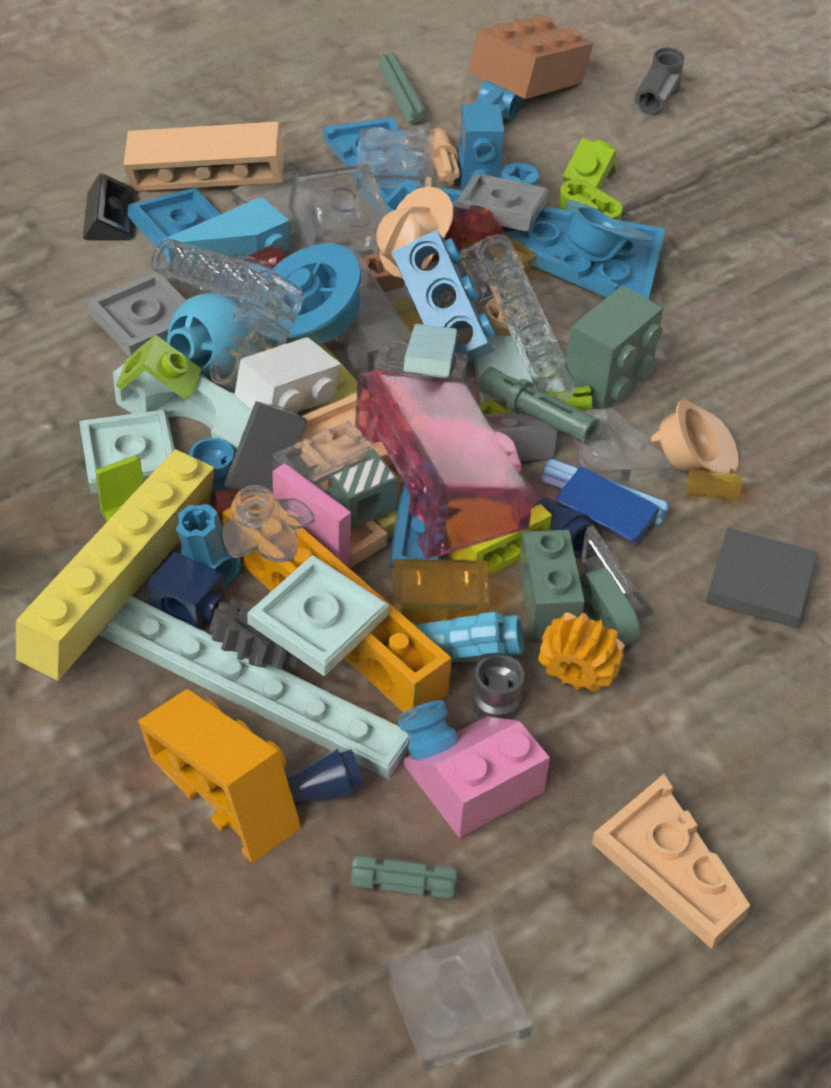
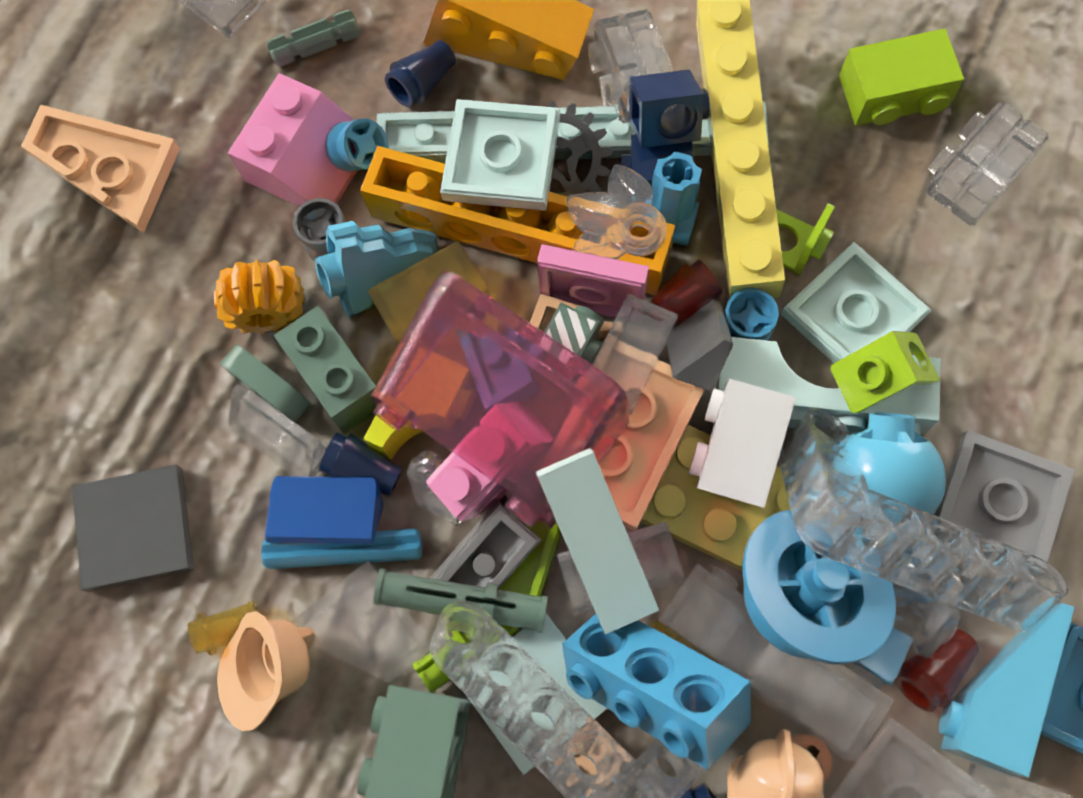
camera: 160 degrees right, 25 degrees up
(142, 665) = (626, 50): none -> clear brick
(157, 589) = (653, 95): none -> dark blue brick

